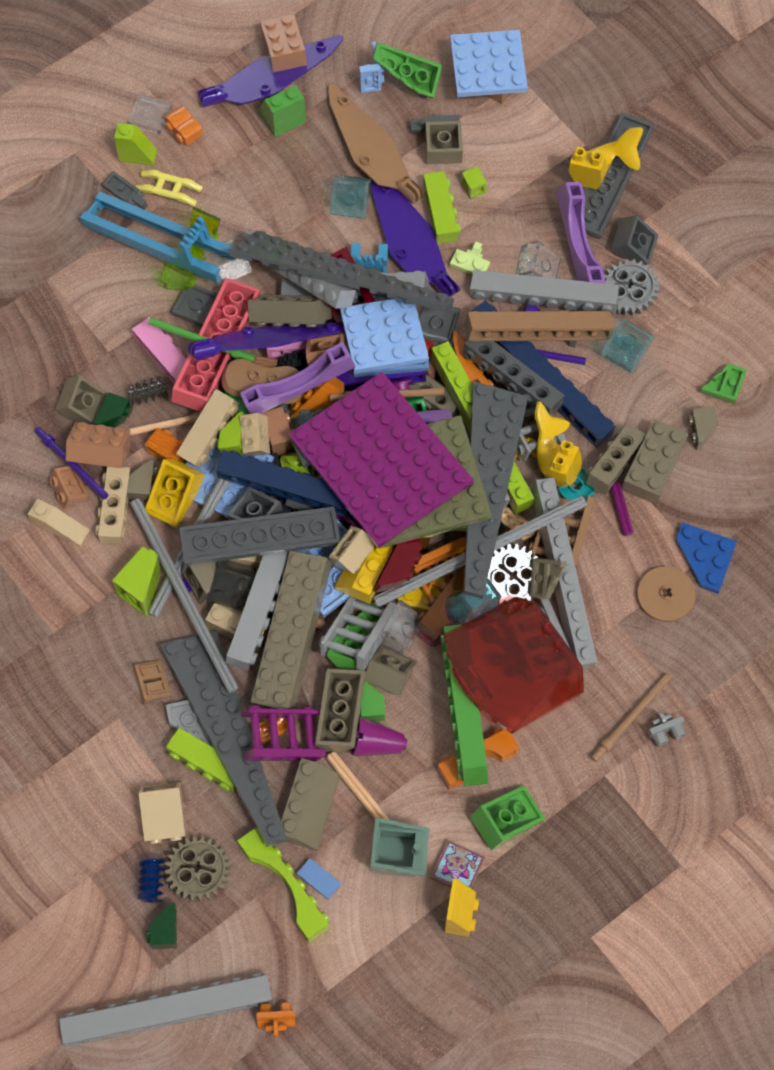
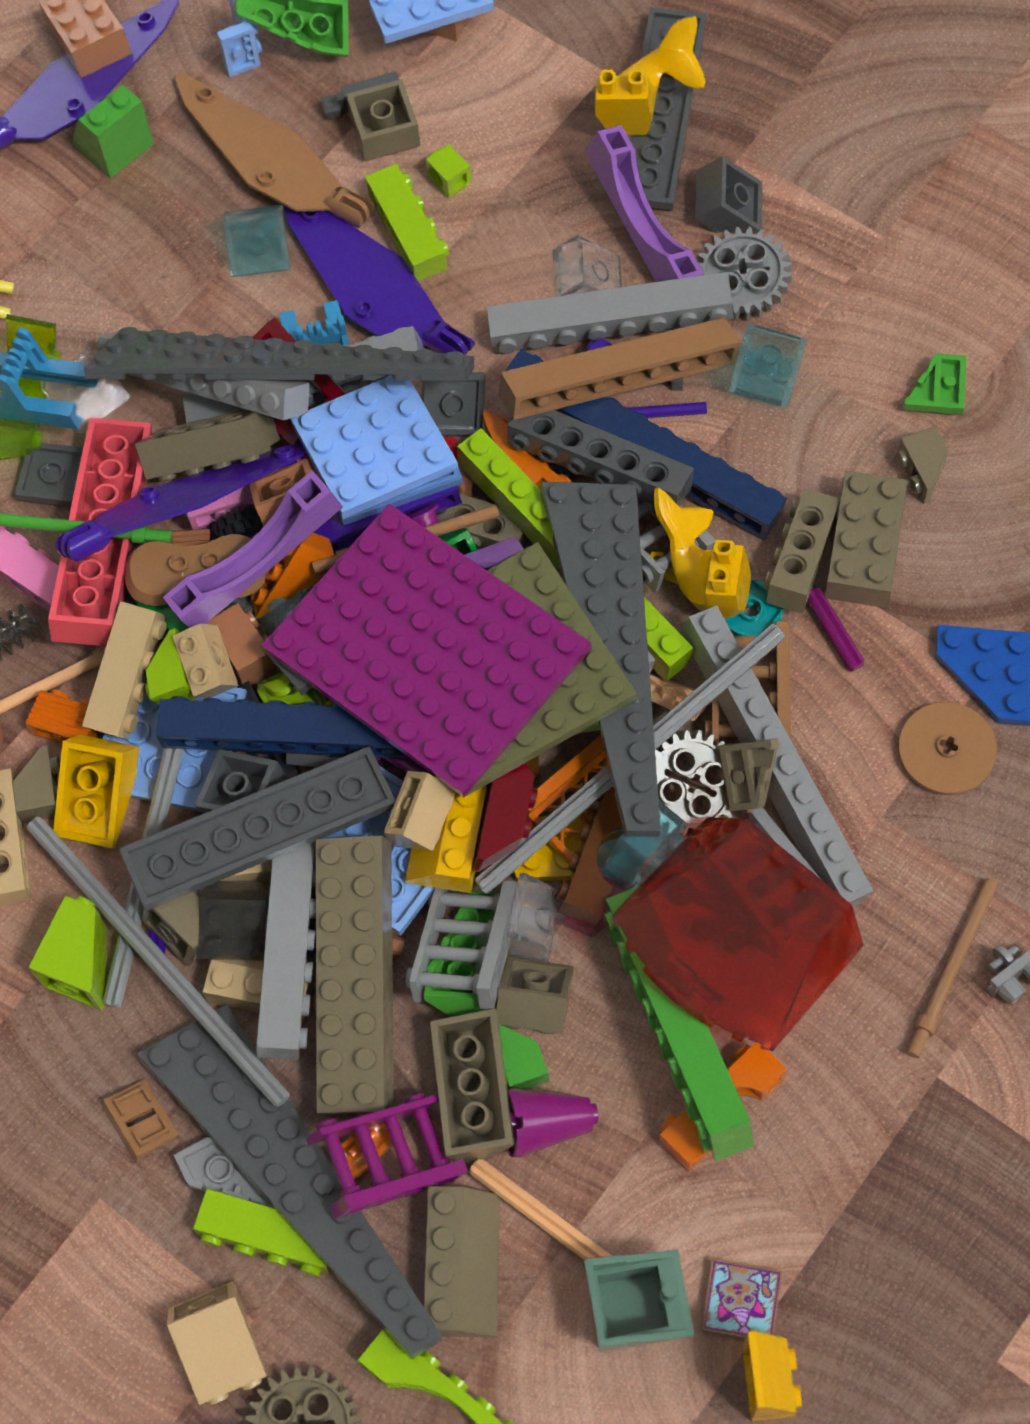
camera: 10 degrees left, 0 degrees up
(319, 879) = (513, 1386): medium blue tile -> none
(470, 260) = (476, 294): yellowish green hinge -> none
(507, 817) = (799, 1193): bright green slope -> none

